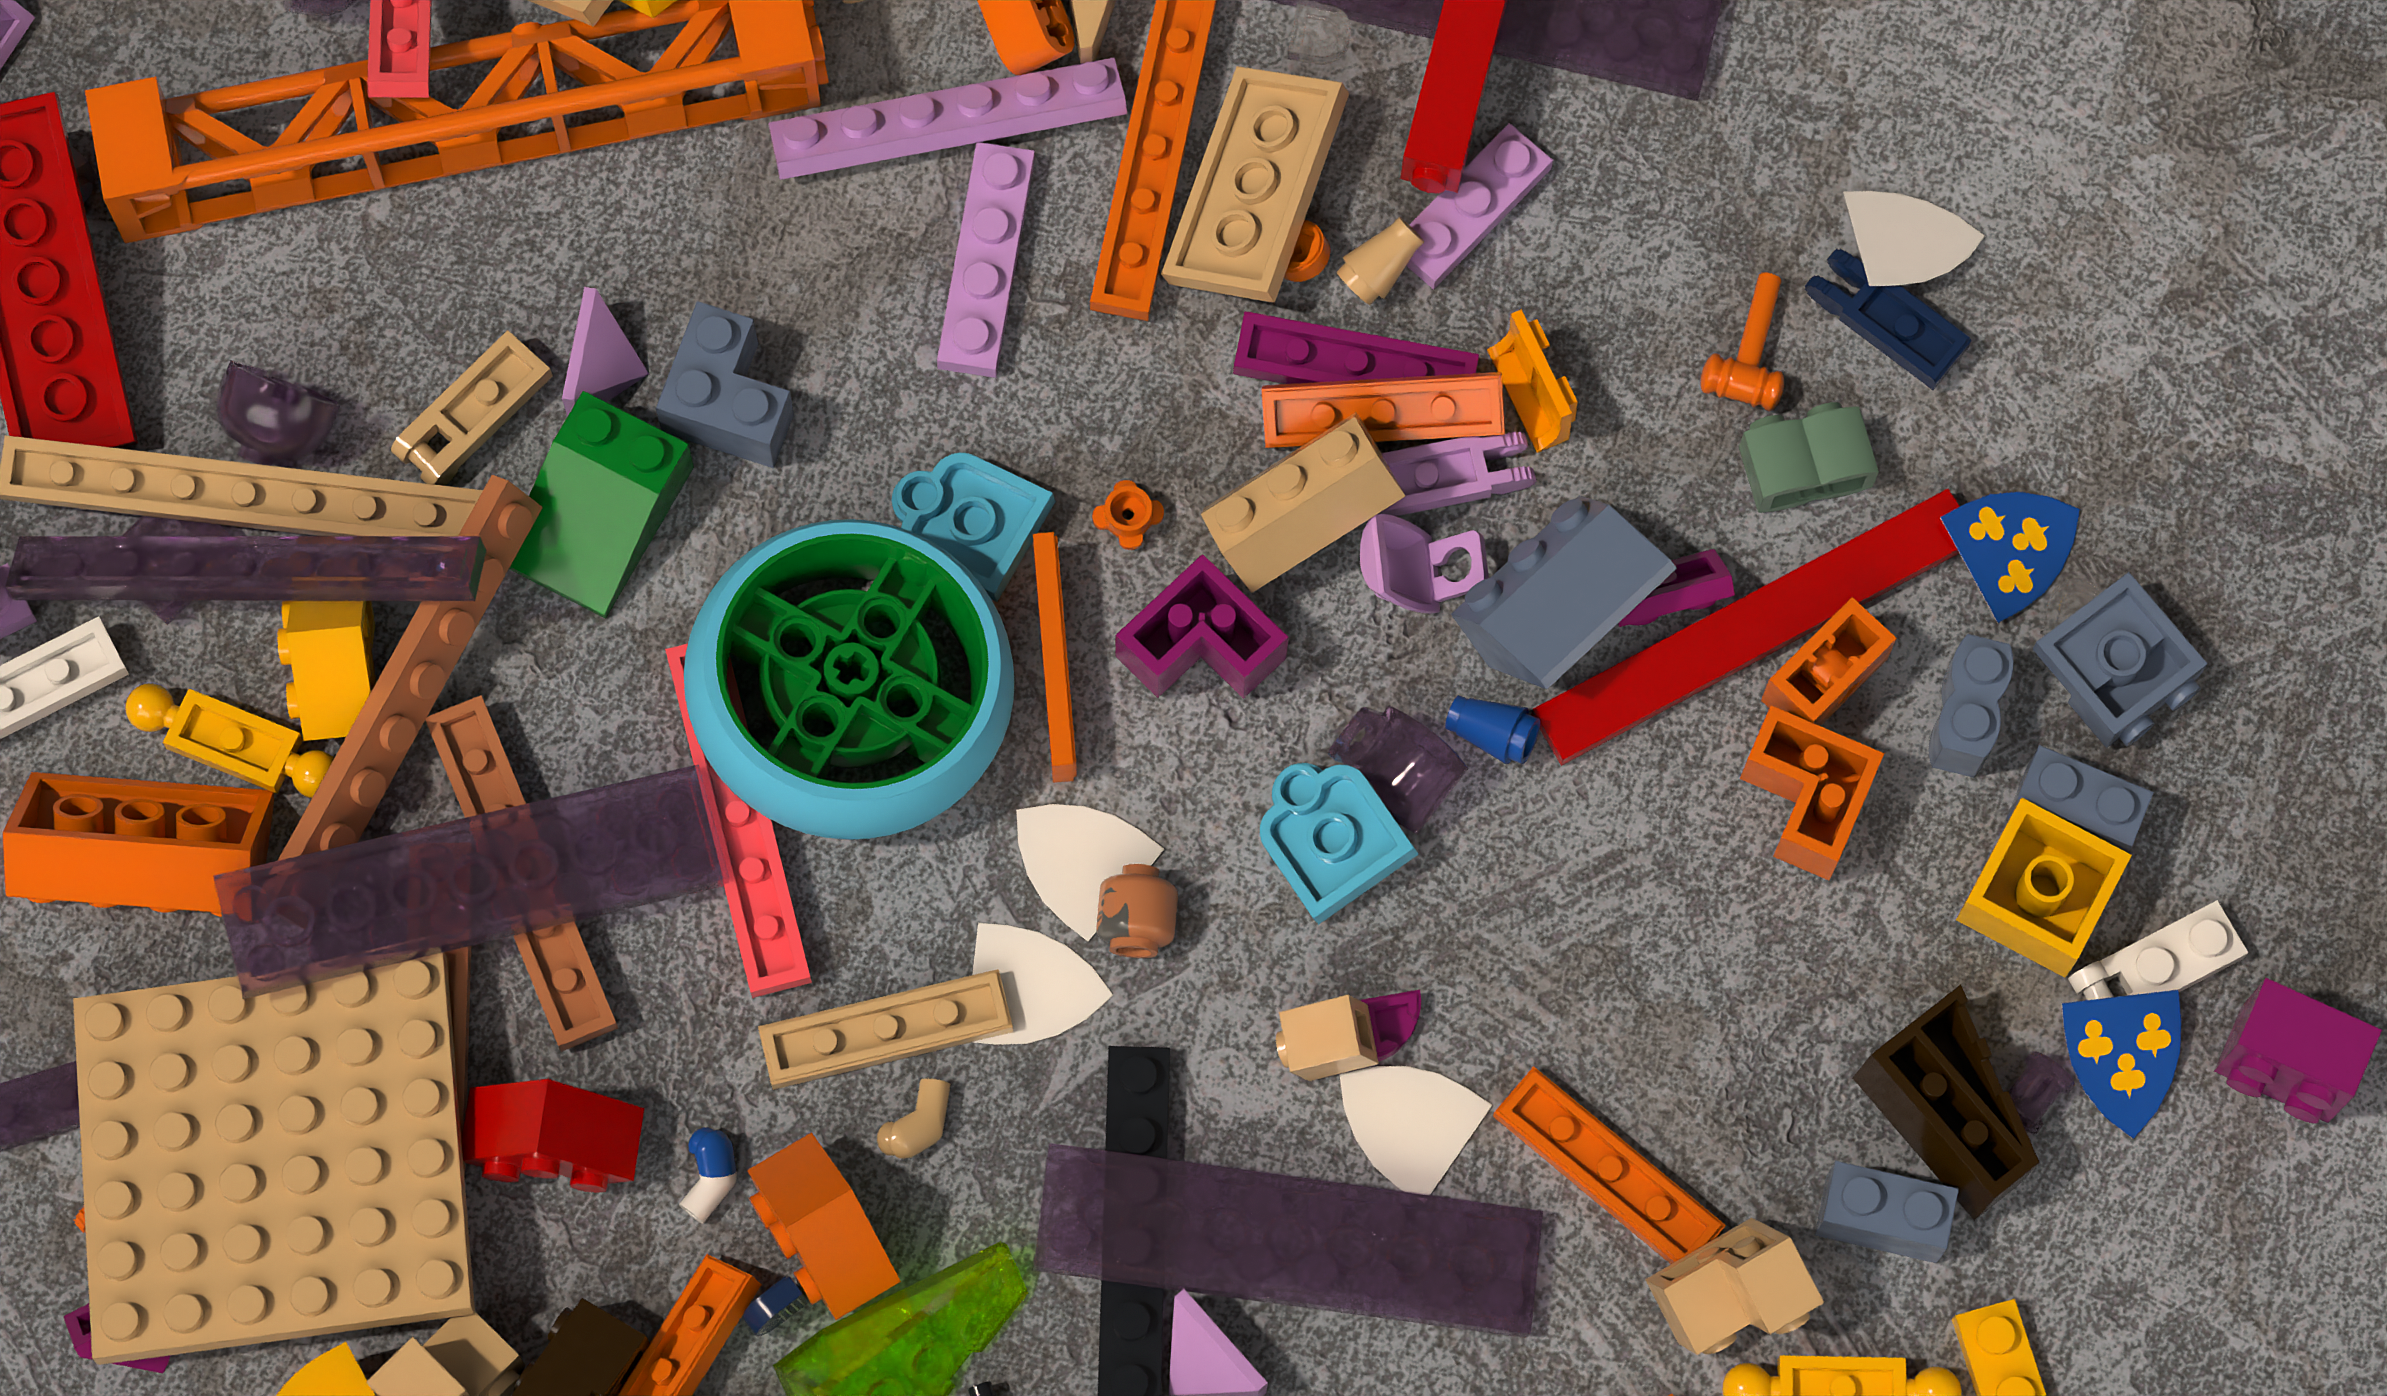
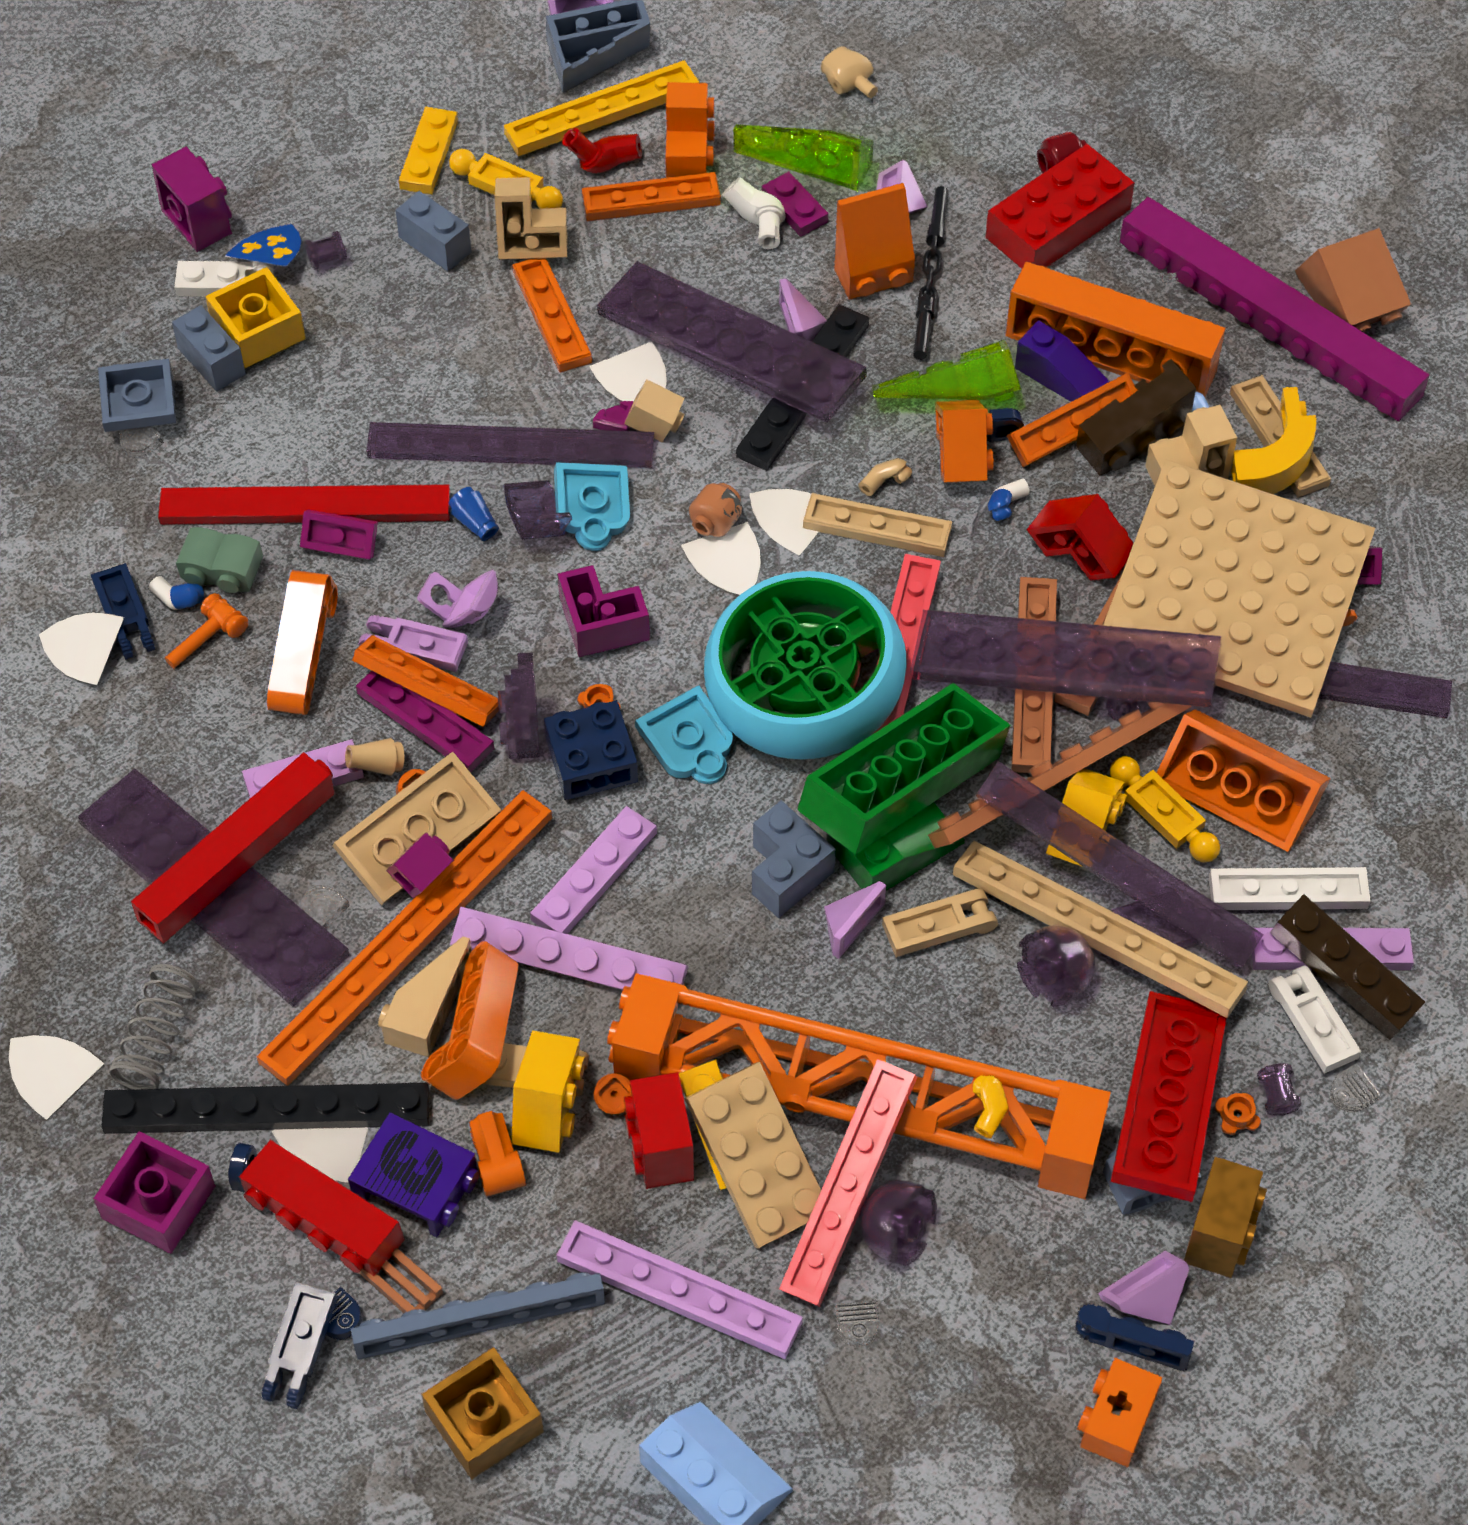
camera: 150 degrees left, 15 degrees down
(253, 114) = (994, 1102): none -> yellow arm
(612, 560) = (903, 768): none -> green brick
(1054, 657) = (684, 644): orange tile -> none
(1089, 415) = (591, 749): none -> dark blue brick
(1210, 115) = (420, 864): none -> magenta brick
(1213, 415) = (520, 706): none -> clear purple plate
(1302, 503) = (488, 636): tan slope -> none
(1521, 885) = (509, 444): none -> clear purple tile
(1540, 399) = (336, 663): light orange piece -> none
(1561, 592) = (397, 537): sand blue slope -> none
(1610, 394) = (306, 606): none -> beam
(1824, 778) = (331, 404): orange brick -> none
(1830, 665) = (286, 453): orange brick -> none
(1833, 378) = (177, 596): none -> blue arm
(1949, 1104) = (369, 258): dark brown wedge -> none
(1971, 705) = (226, 412): sand blue brick -> none
(2013, 545) = (146, 480): blue sticker -> none

